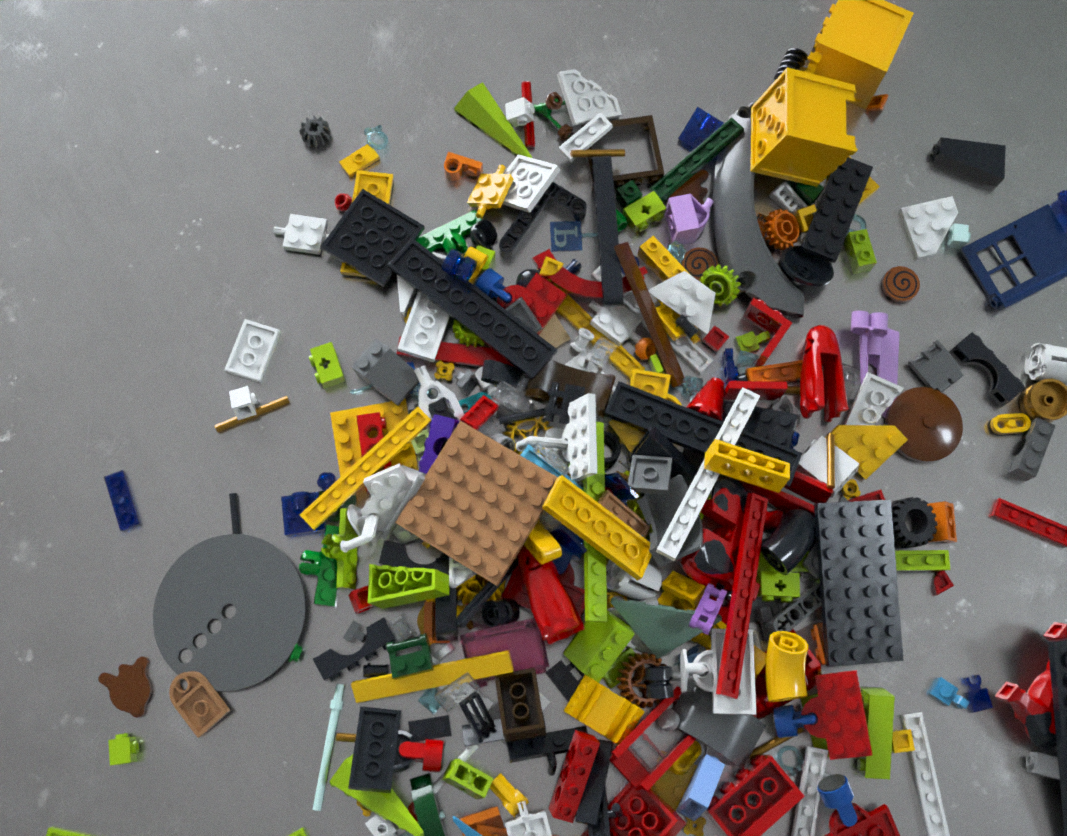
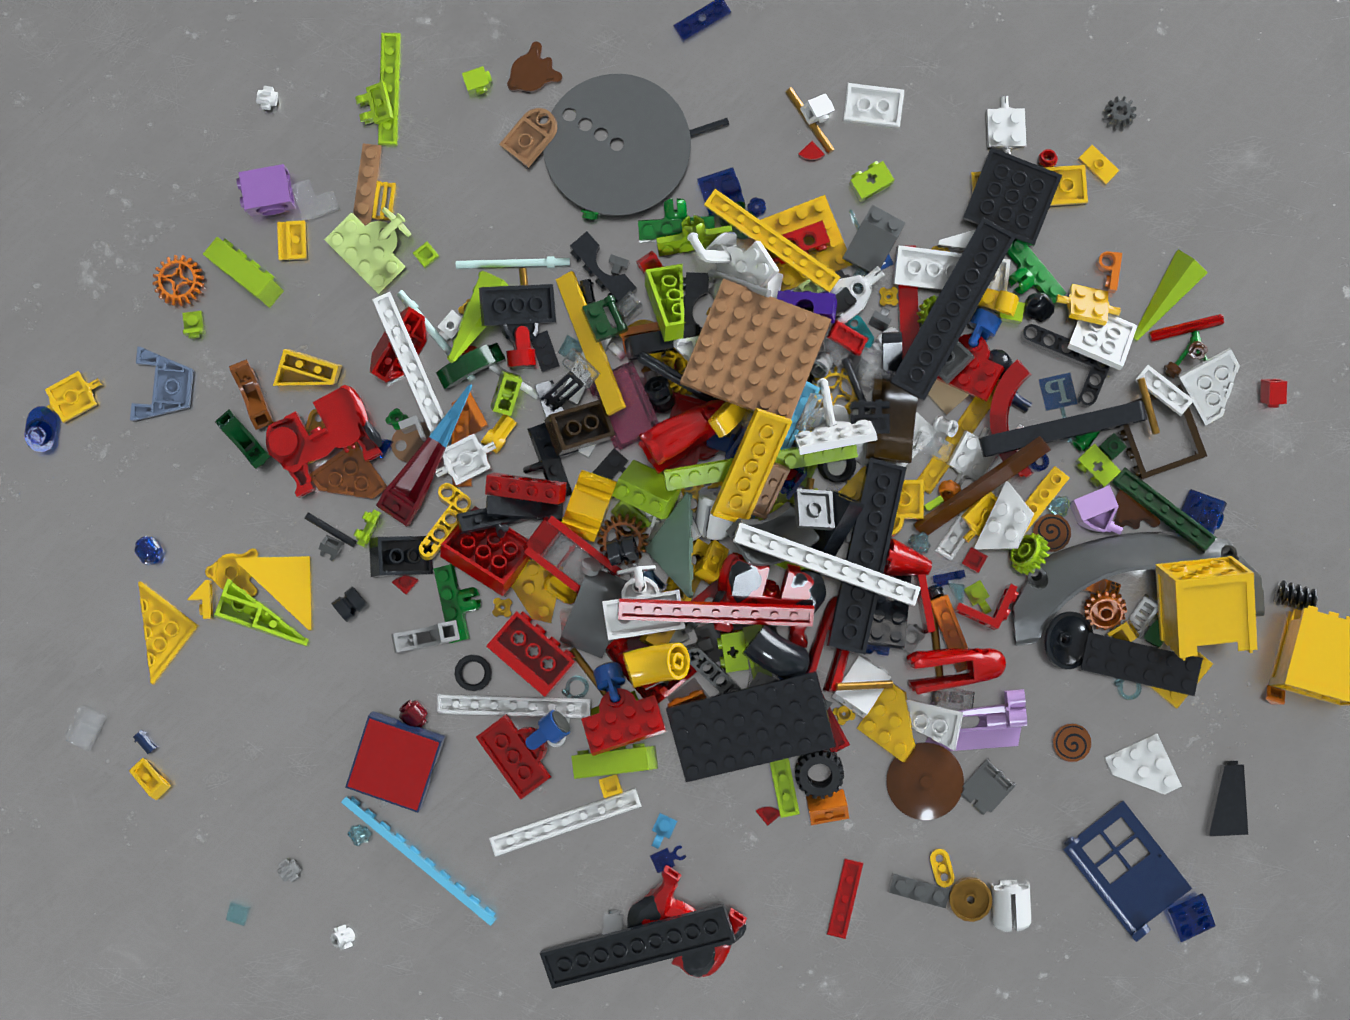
camera: 85 degrees right, 10 degrees up
(284, 418) = (811, 152): none -> red tile
(378, 129) = (1136, 176): clear light blue piece -> none
(457, 264) = (993, 281): clear blue wheel -> none
(519, 112) = (1182, 318): white brick -> none
(550, 267) = (1009, 378): yellow tile -> none
(602, 51) = (1273, 392): none -> red brick
(686, 326) = (976, 525): black pin -> none
(701, 787) = (536, 604): light blue slope -> none
(708, 609) = (695, 582): medium lavender plate -> none
(747, 465) = (836, 596): yellow brick -> none
(859, 251) = (1097, 694): lime brick -> none
(958, 236) = (1136, 796): light aqua plate -> none
(1004, 383) = (1011, 820): black arch -> none

